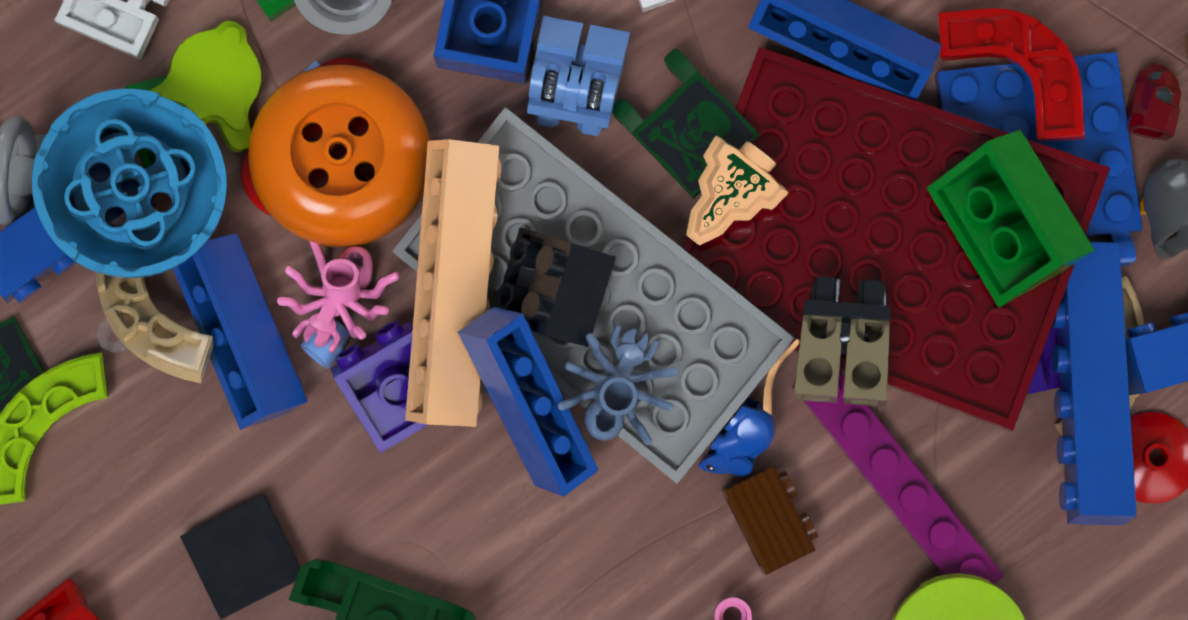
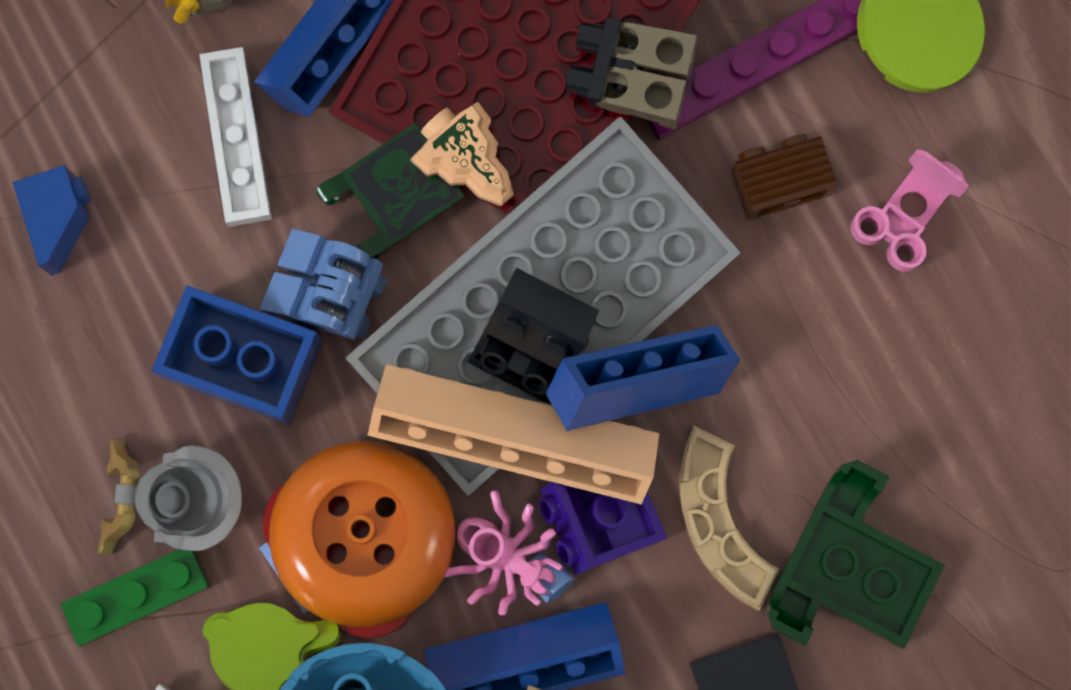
camera: 80 degrees left, 5 degrees down
(403, 496) = (710, 523): none -> tan tile
(616, 393) = (649, 290): sand blue animal -> none
(747, 431) = (703, 182): blue animal -> none

